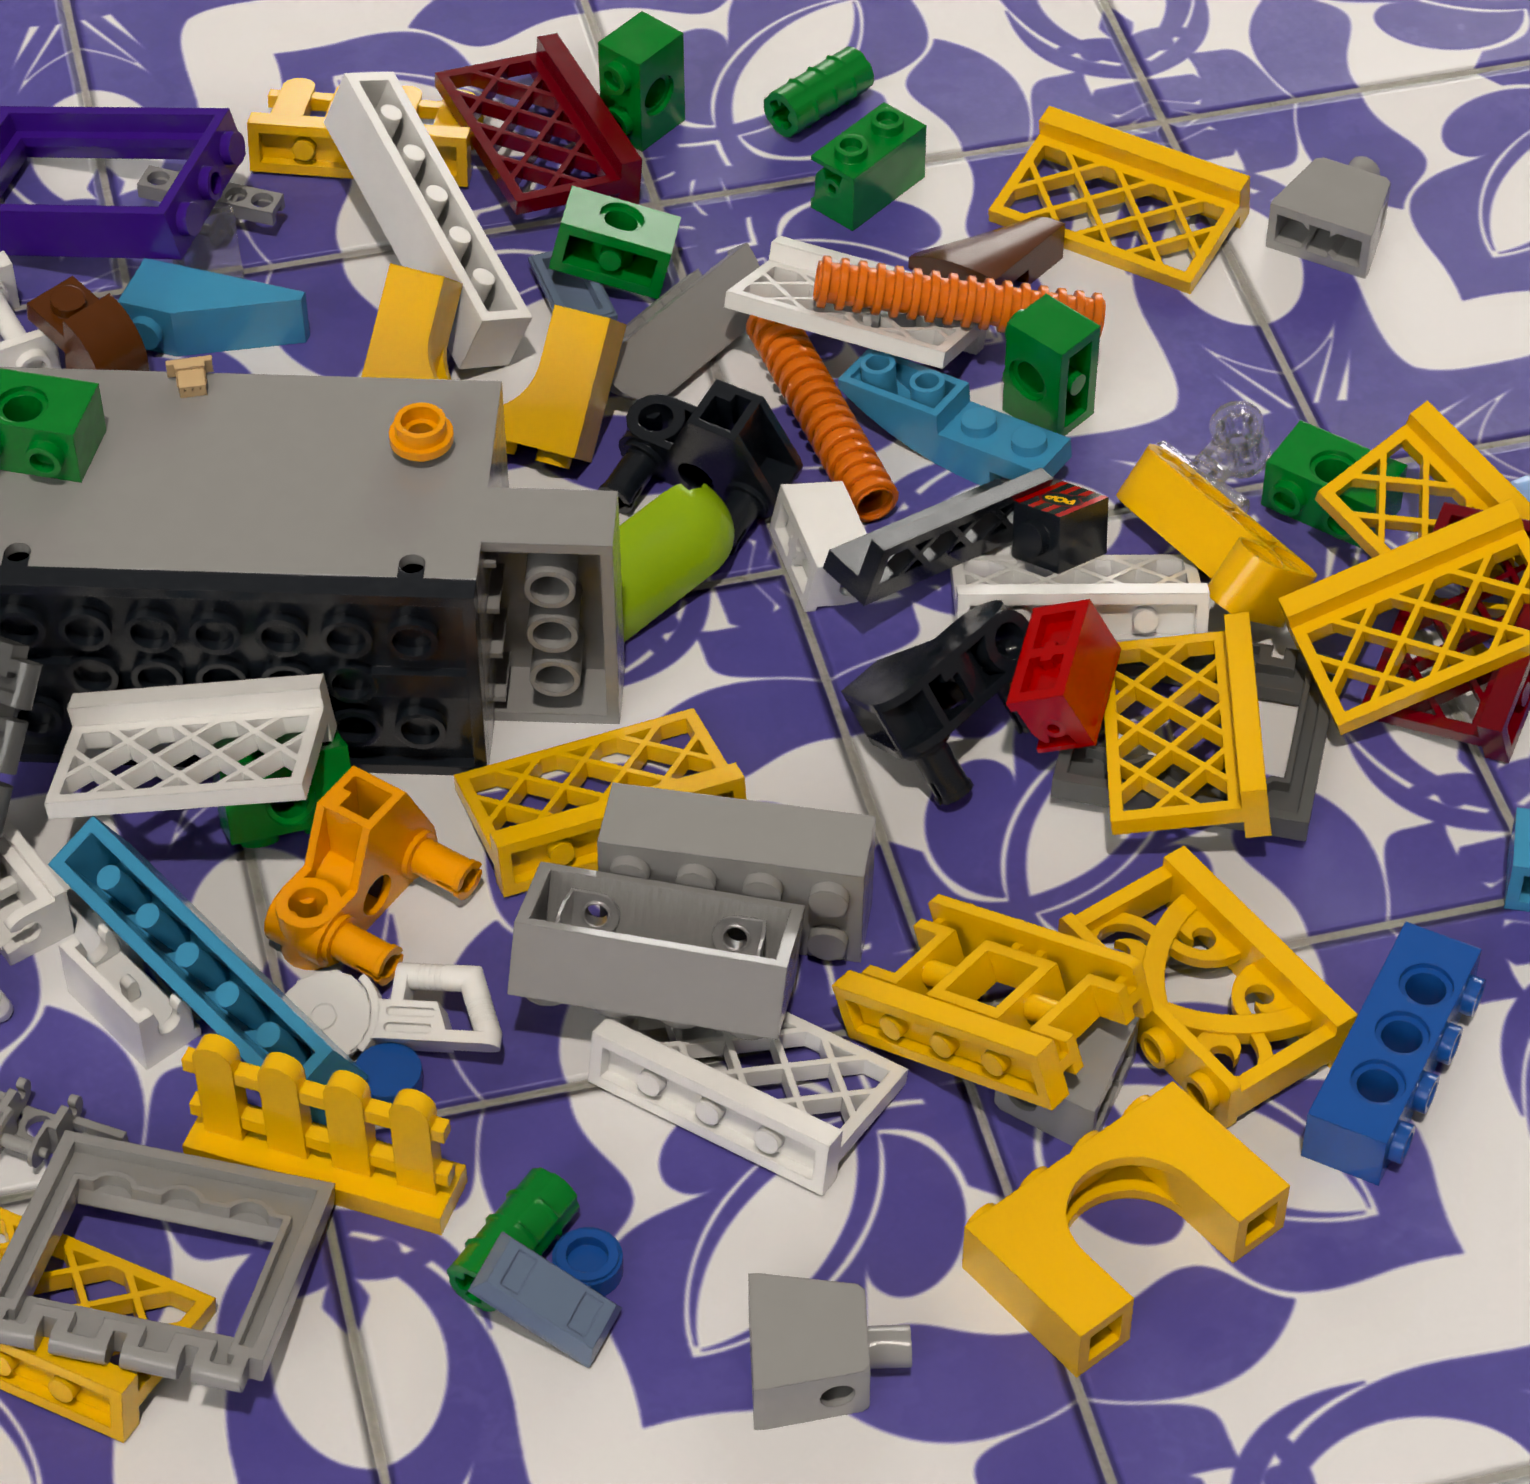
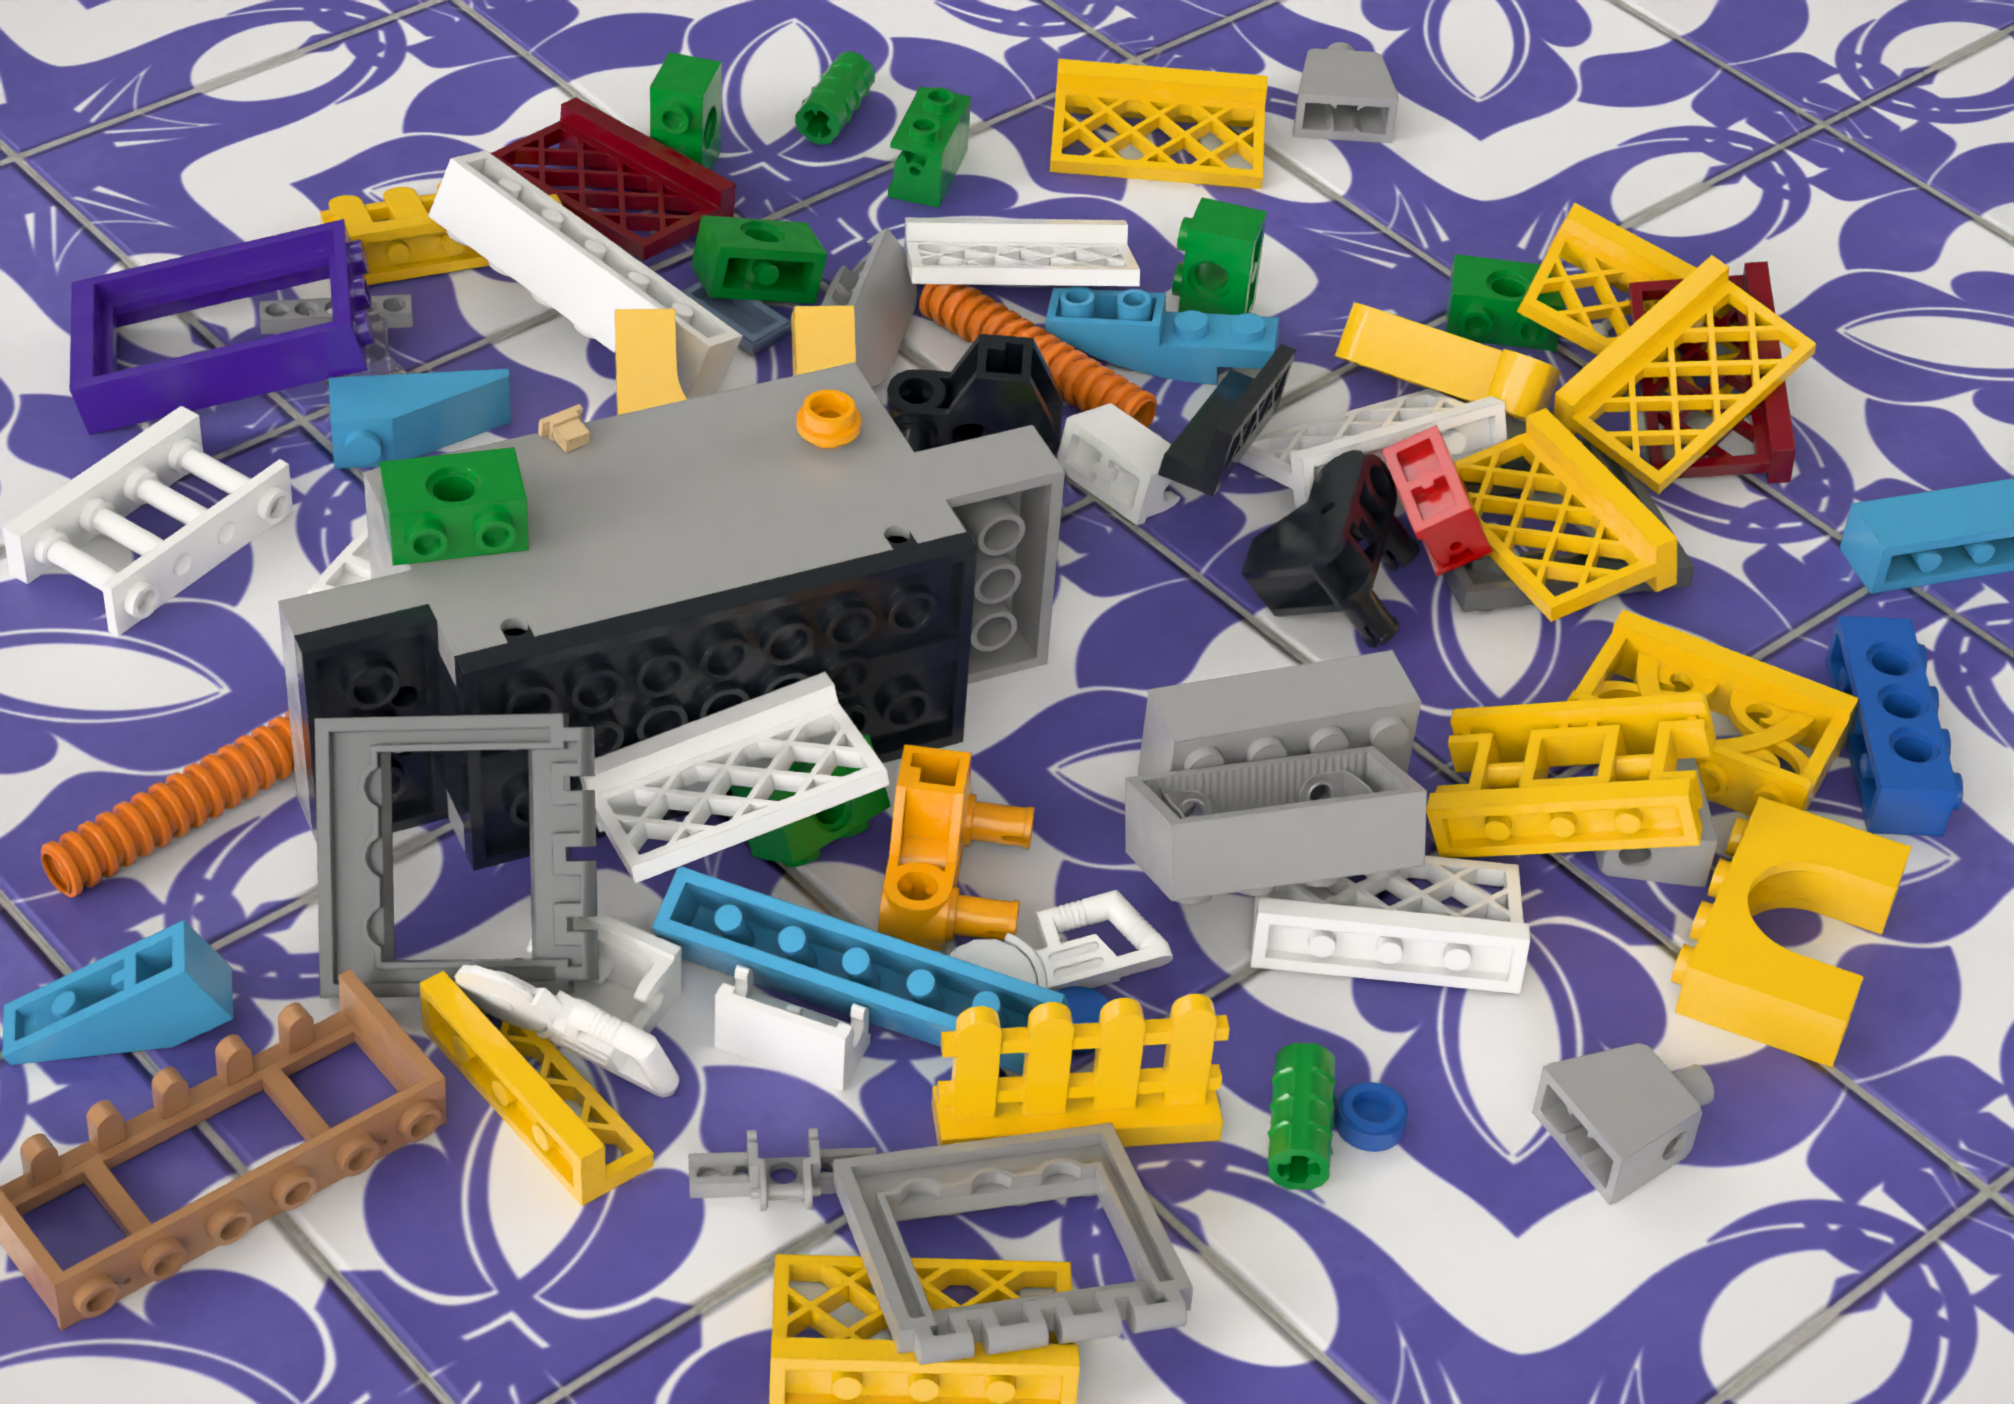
camera: 30 degrees left, 5 degrees down
(88, 329) = (329, 456): reddish brown brick -> none
(545, 1299) = (1374, 1152): sand blue tile -> none
(573, 834) = (1095, 771): yellow fence -> none
(936, 296) = (1090, 227): orange piece -> none
(1007, 253) = (1089, 193): reddish brown slope -> none
(1060, 527) = (1320, 391): black brick -> none
(1231, 451) = (1406, 287): clear piece -> none

